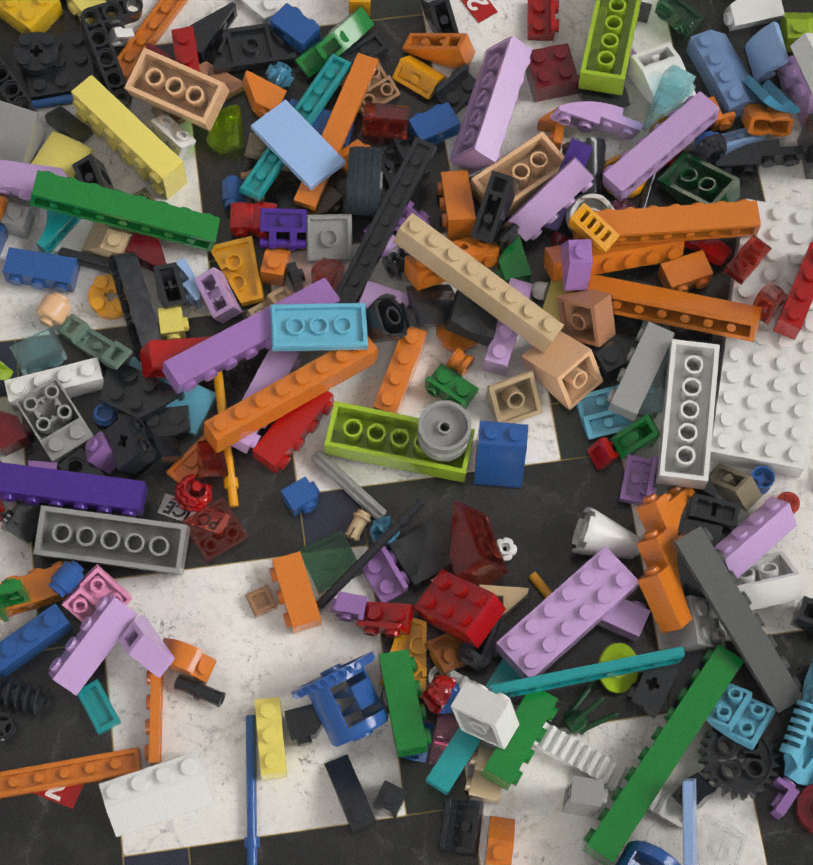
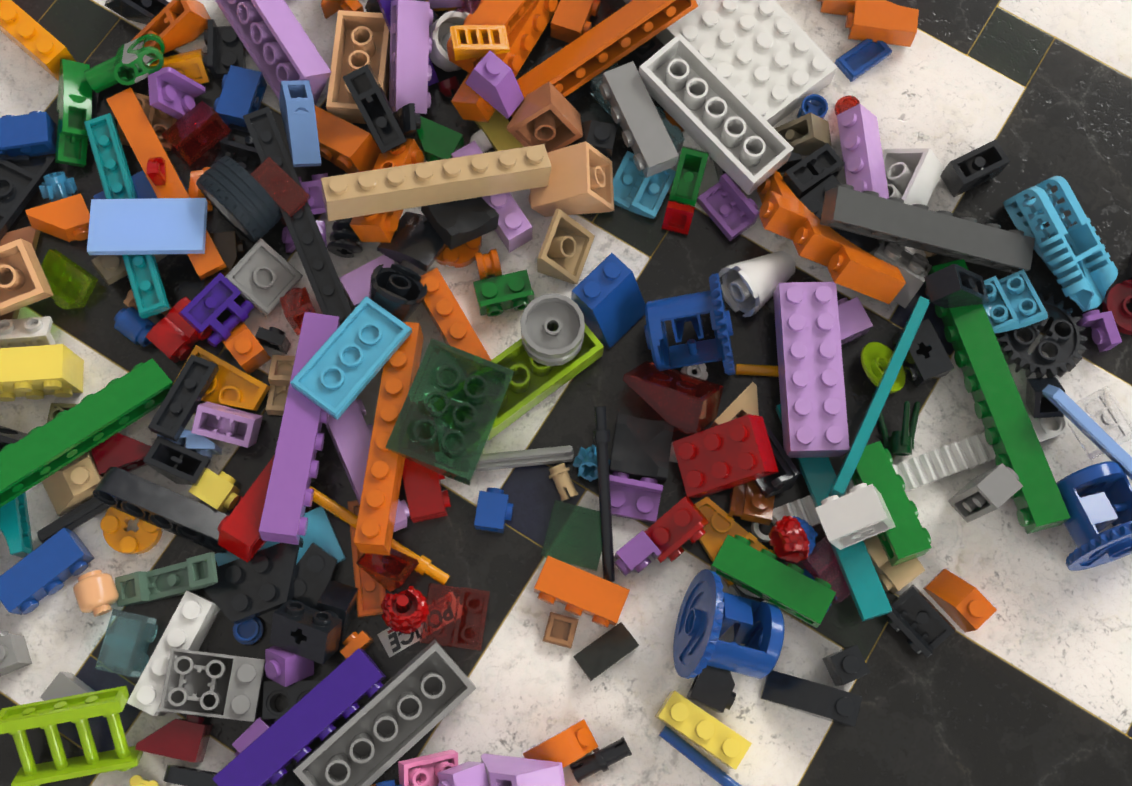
camera: 50 degrees left, 5 degrees up
(153, 483) = (354, 642): none -> orange plate
(212, 255) = (183, 398): none -> black plate
(271, 640) = (606, 651): none -> pearl dark grey slope
(336, 413) = (450, 411): none -> clear green slope
(337, 119) = (157, 170): none -> red tile
(391, 196) = (280, 186): none -> clear red plate
(392, 46) = (128, 65): none -> green connector
(398, 85) = (173, 92): none -> medium lavender bracket
(443, 173) = (300, 122): none -> medium blue slope
(548, 520) = (686, 309): none -> blue piece
(713, 668) = (955, 287): none -> black slope

